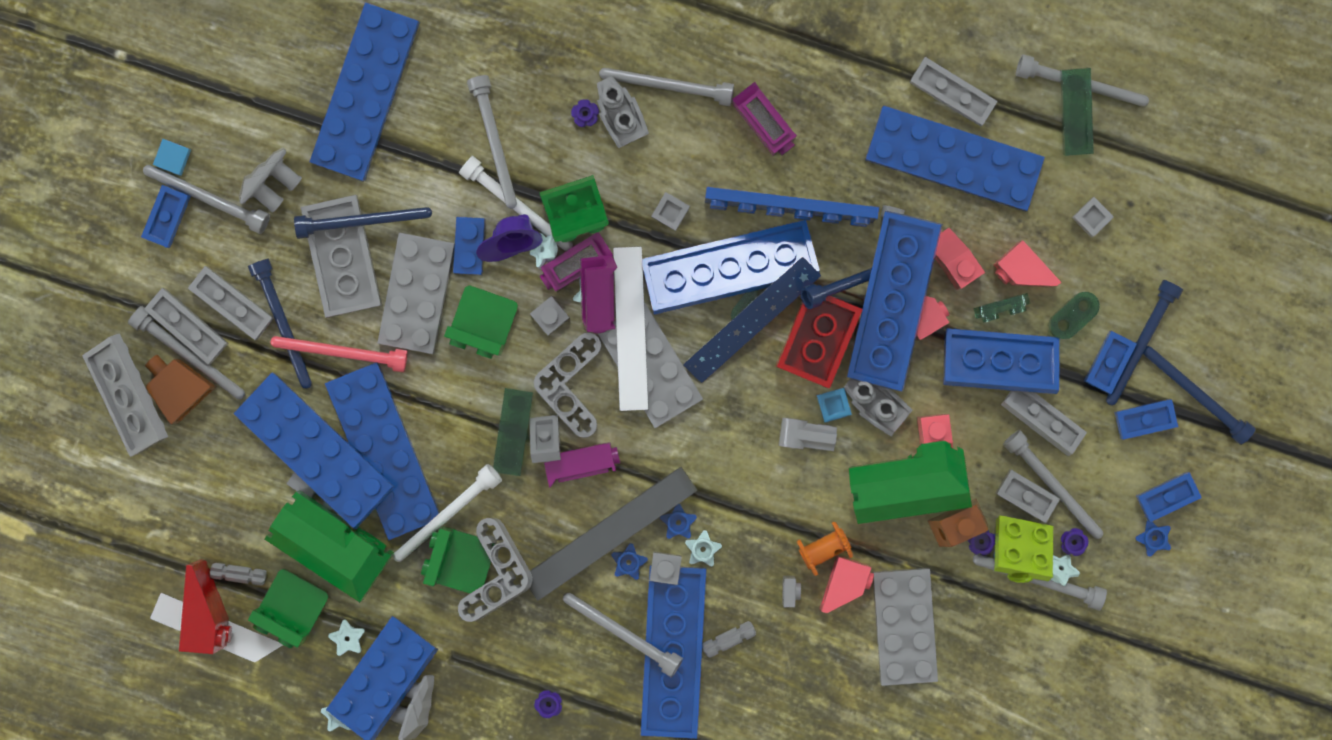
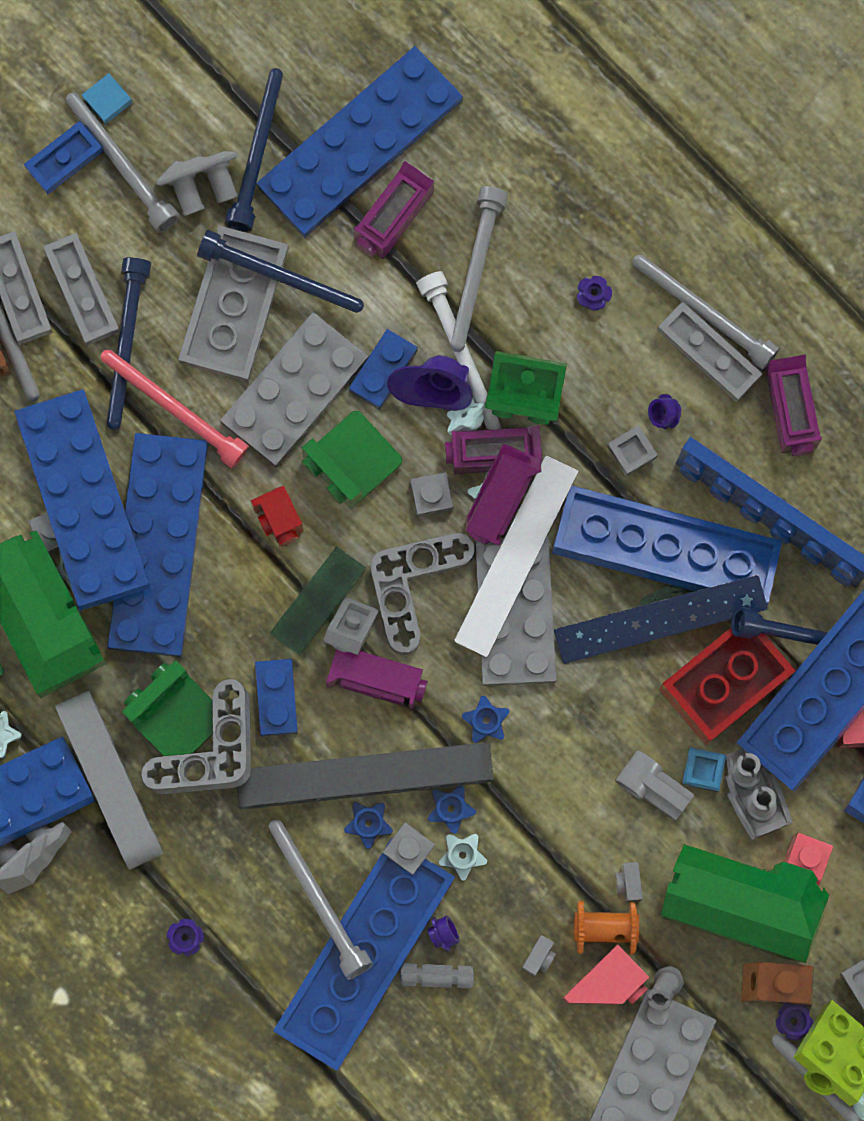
camera: 25 degrees right, 10 degrees down
(310, 189) = (241, 214): none -> dark blue piece
(415, 131) = (393, 211): none -> magenta window
(439, 628) = (109, 779): none -> light grey beam
(454, 388) = (278, 516): none -> red brick
(487, 478) = (259, 635): white piece -> none
(520, 511) = (276, 697): none -> blue plate
(620, 113) = (633, 313): light grey connector -> none
(662, 453) = (483, 710): none -> blue plate
(678, 172) = (664, 412): none -> dark purple plate
(686, 112) = (709, 352): none -> light grey plate
(718, 609) = (443, 933): none -> dark purple plate
(824, 509) = (629, 882): none -> light grey plate
(885, 562) = (667, 983): none -> light grey pin

